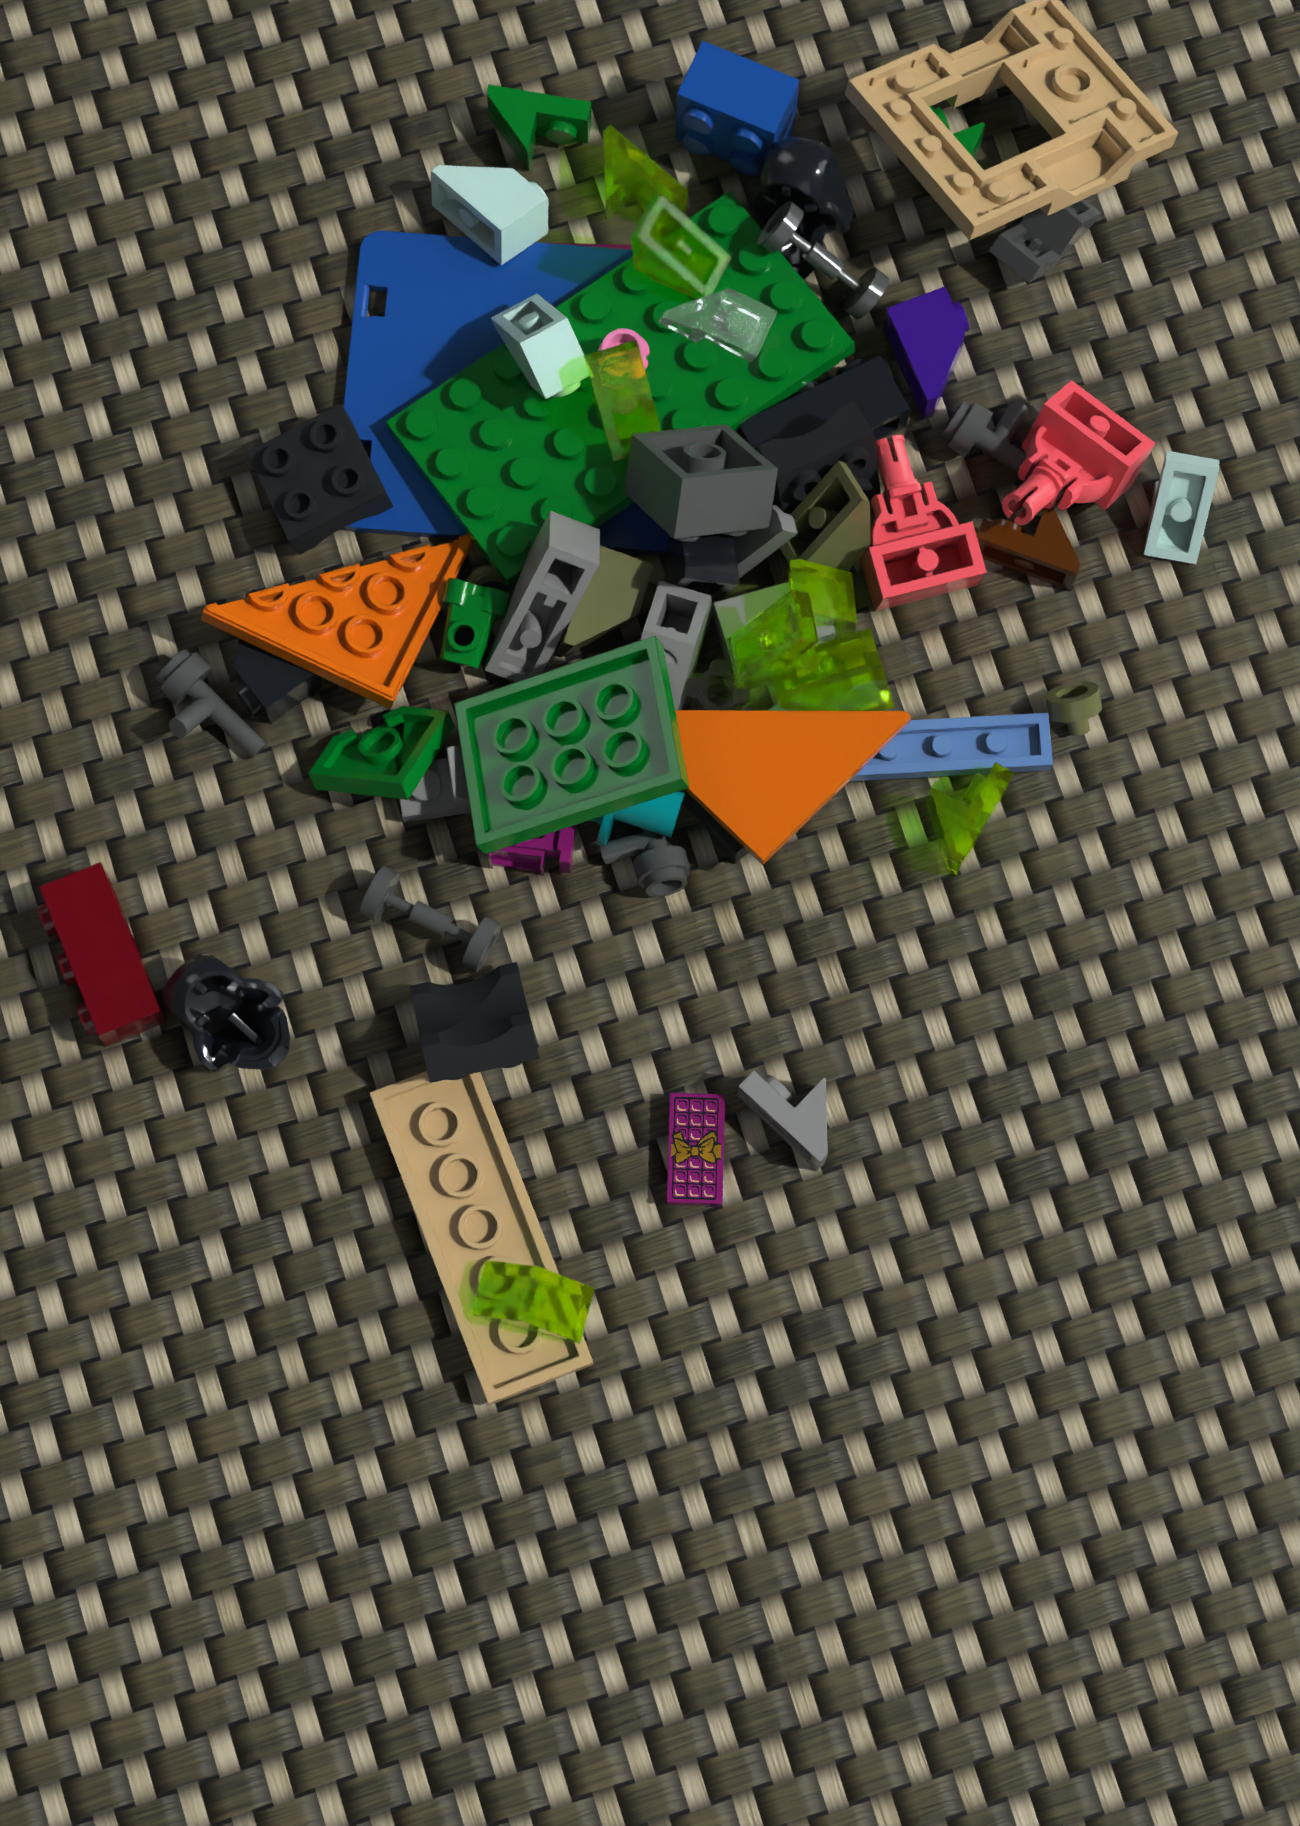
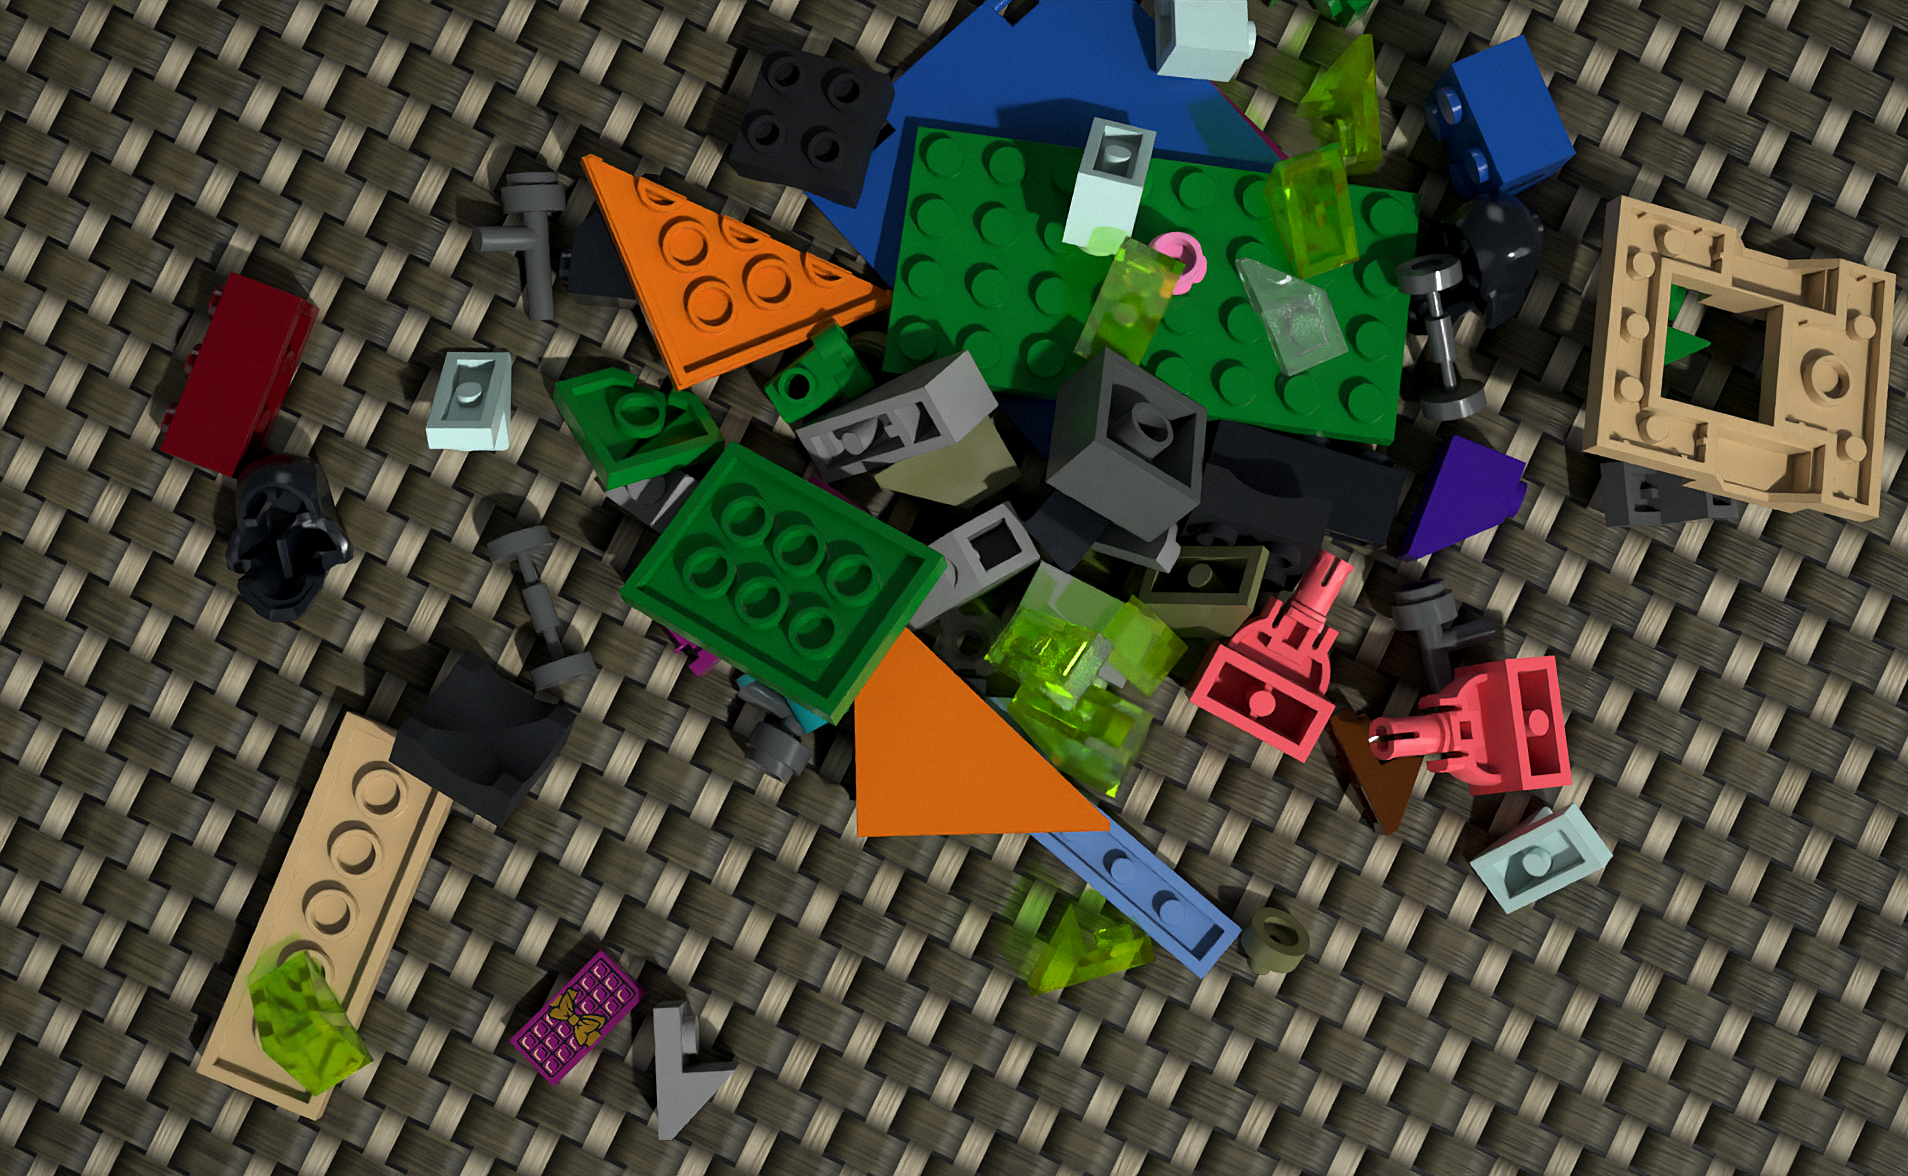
camera: 45 degrees right, 10 degrees up
(267, 836) = (472, 403): none -> light aqua slope

